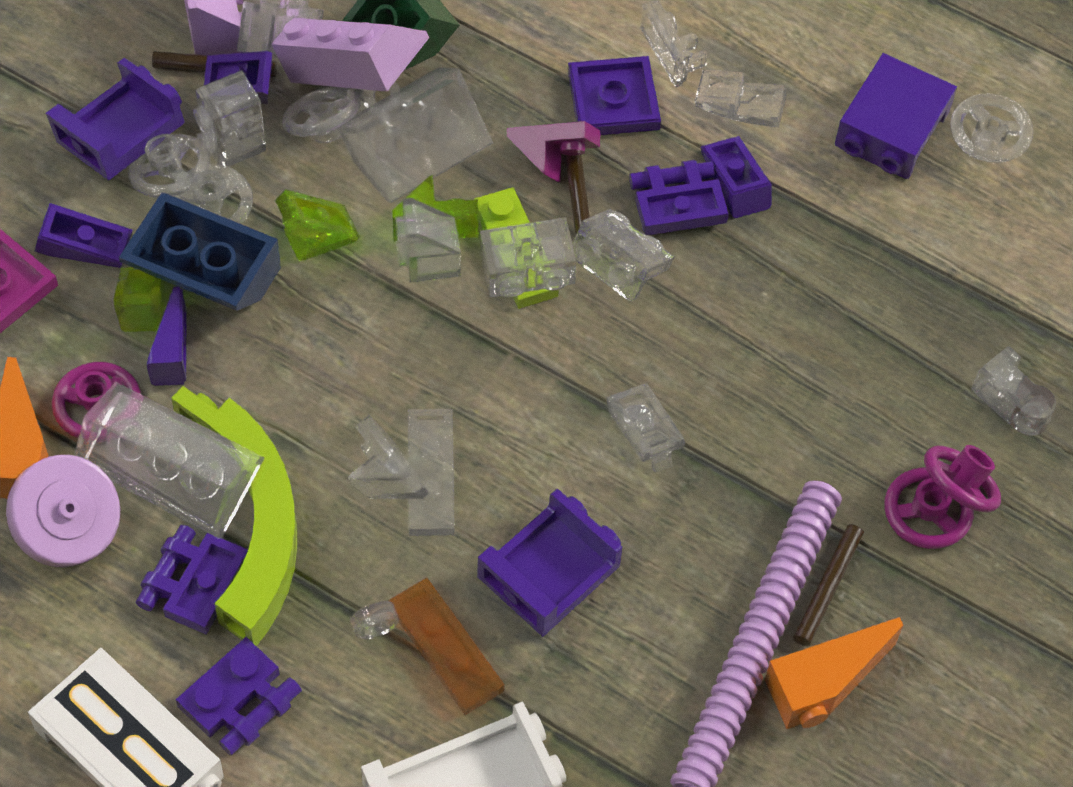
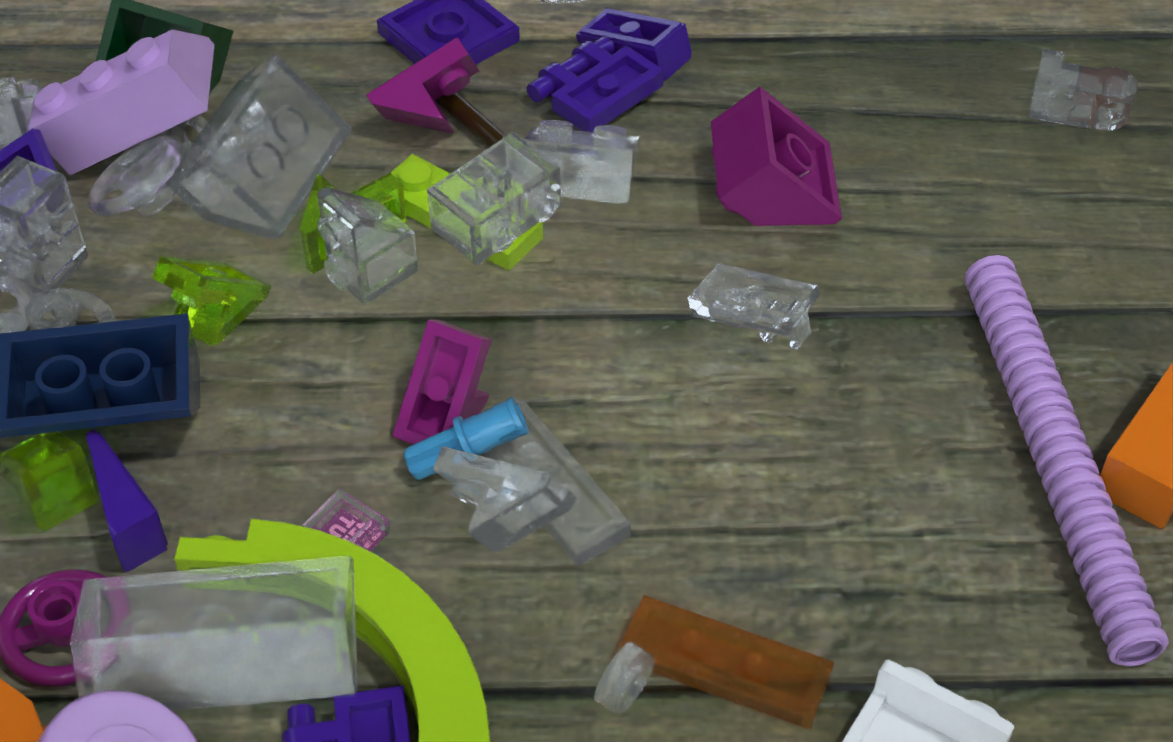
camera: 30 degrees left, 10 degrees down
(289, 431) = (350, 520): none -> clear tile
(397, 416) = (471, 435): none -> dark azure axle
(405, 374) = (442, 382): none -> magenta slope
(551, 563) = (771, 498): dark purple panel -> none
(745, 331) = (773, 165): none -> magenta slope
(828, 585) = (1073, 362): dark brown bar -> none
(926, 491) = (1101, 227): magenta piece -> none
(964, 476) = (1114, 177): magenta piece -> none

